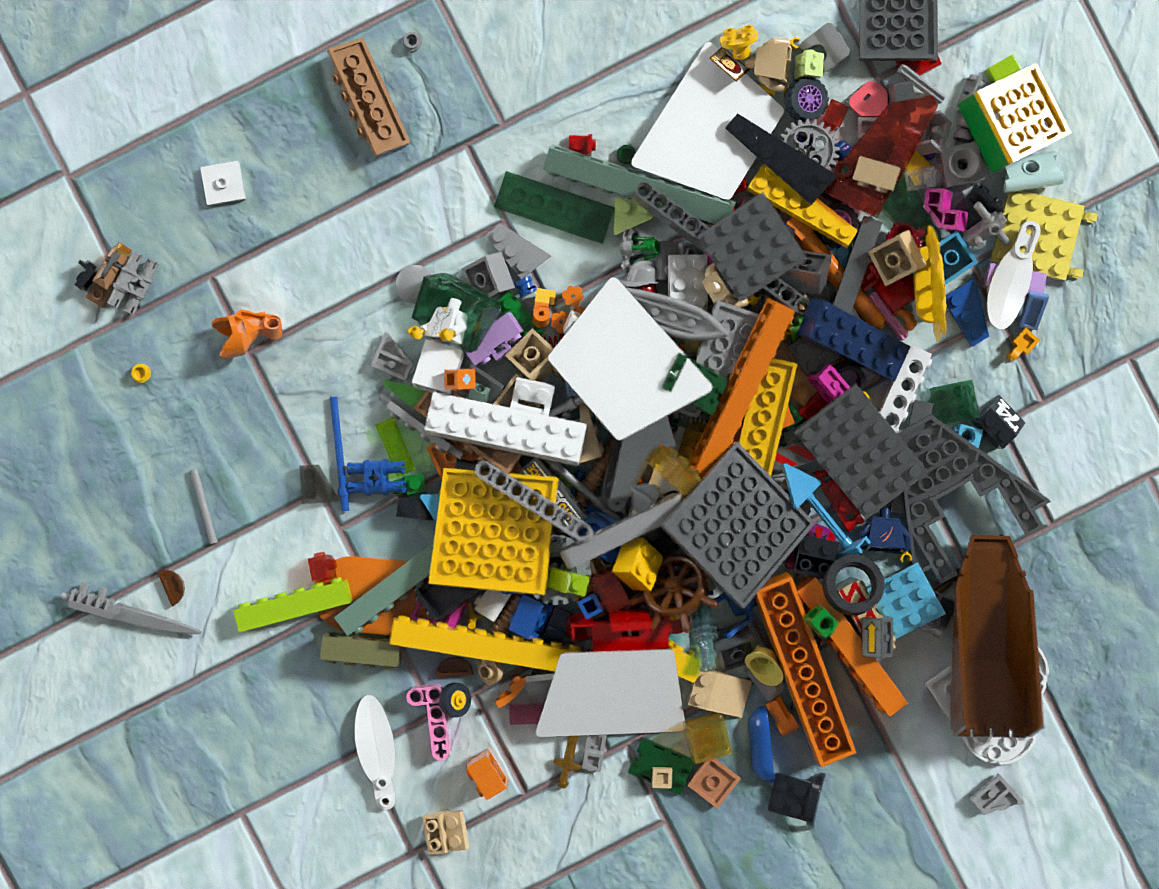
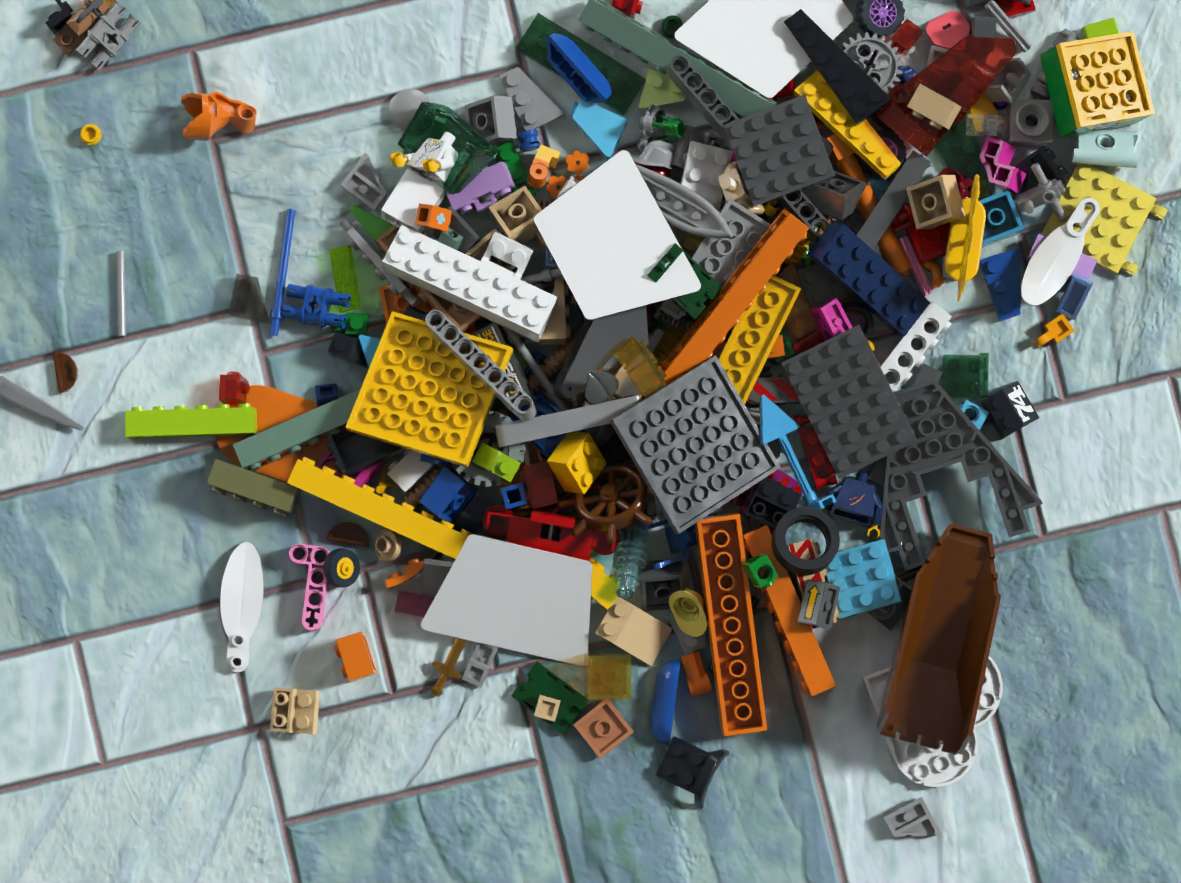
camera: 15 degrees right, 5 degrees down
(404, 552) = (326, 393): none -> dark blue slope
(553, 214) = (577, 69): none -> blue brick
(584, 259) = (599, 126): none -> medium azure slope

